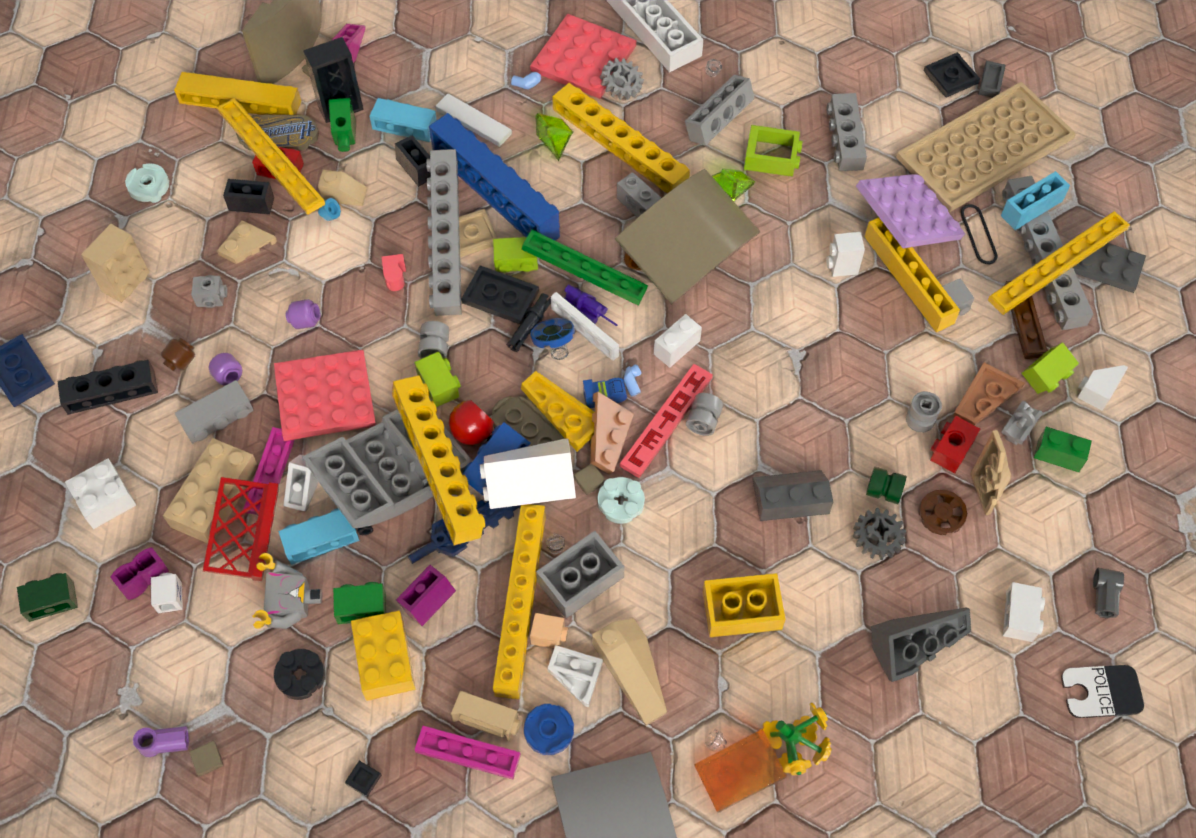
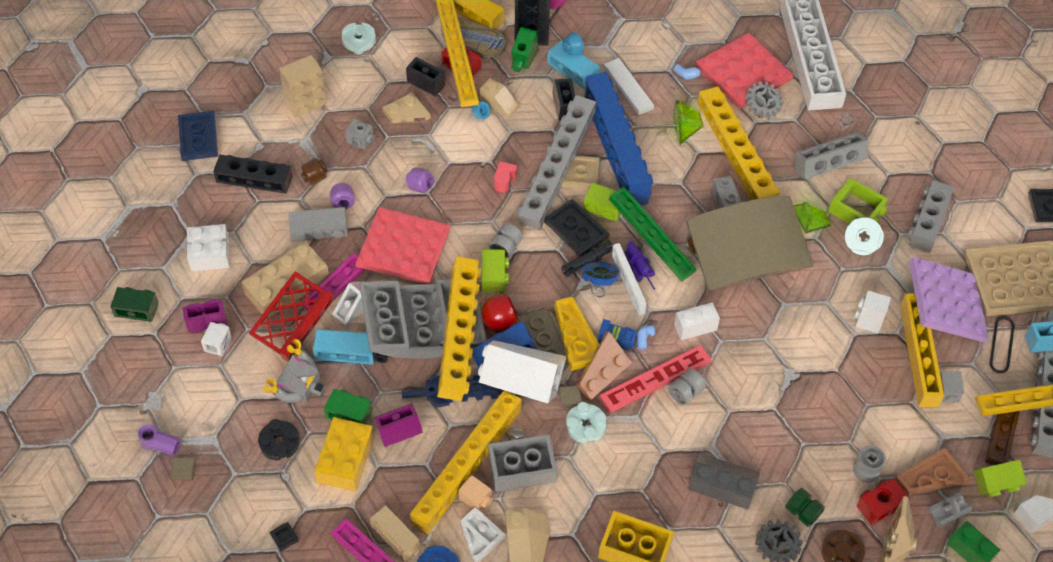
camera: 25 degrees right, 5 degrees down
(395, 96) = (573, 44): none -> dark azure cone
(804, 187) = (857, 227): none -> light aqua plate

